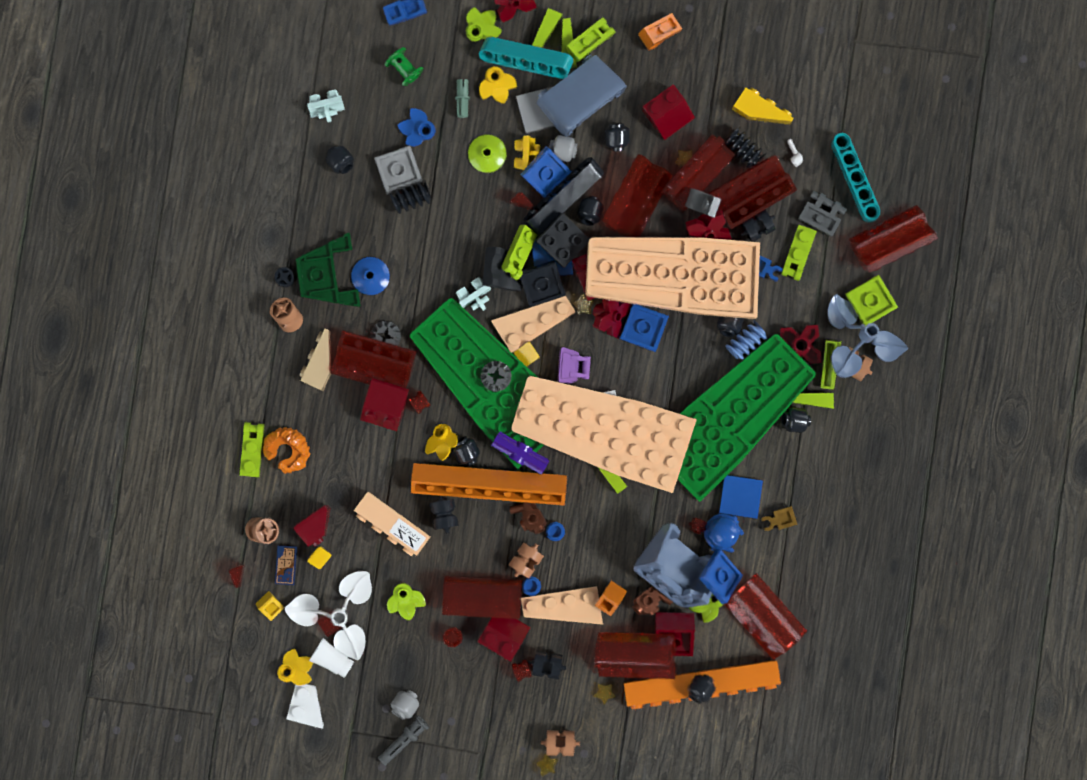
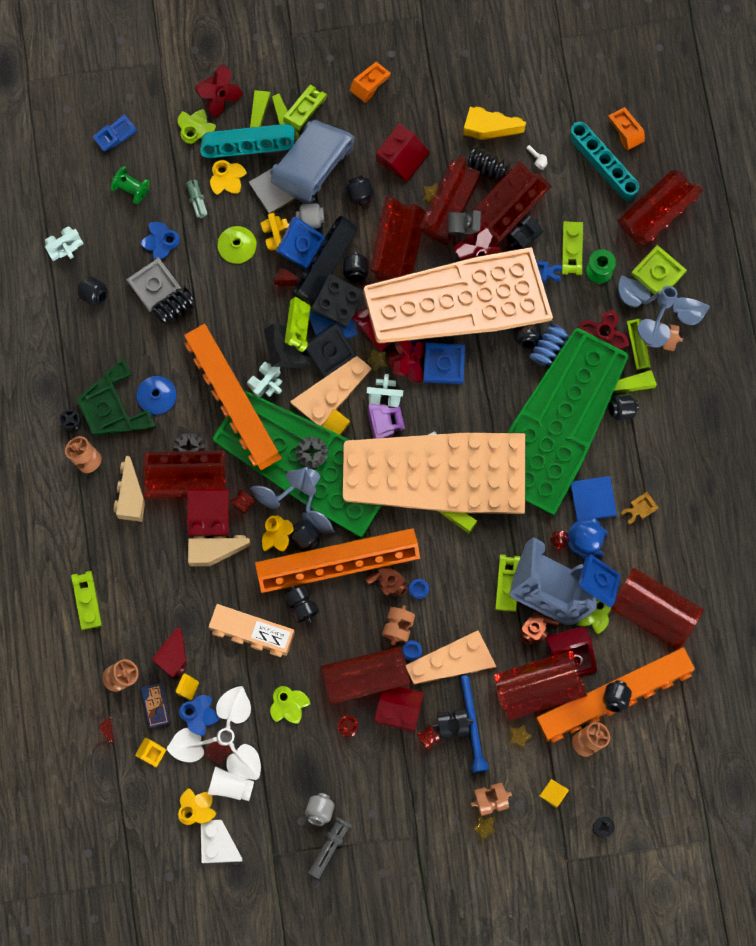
camera: 20 degrees left, 10 degrees down
(299, 447) = (125, 576): orange piece -> none
(325, 587) = (201, 716): none -> blue plate
(375, 439) = (213, 550): none -> tan slope
(438, 301) = (232, 396): none -> orange brick
(478, 407) = (305, 481): none -> sand blue plant
(520, 453) = (359, 519): dark purple piece -> none
(560, 706) = (479, 764): none -> blue piece
(572, 336) = (375, 393): none -> light aqua hips
(611, 598) = (496, 636): orange brick -> none
(618, 754) = (554, 793): none -> yellow slope
(635, 550) = (504, 601): none -> lime plate
(666, 718) = (591, 739): none -> nougat wheel
(819, 218) = (581, 209): dark grey plate -> none
(826, 276) = (607, 262): none -> green hose
(889, 154) = (629, 130): none -> orange plate

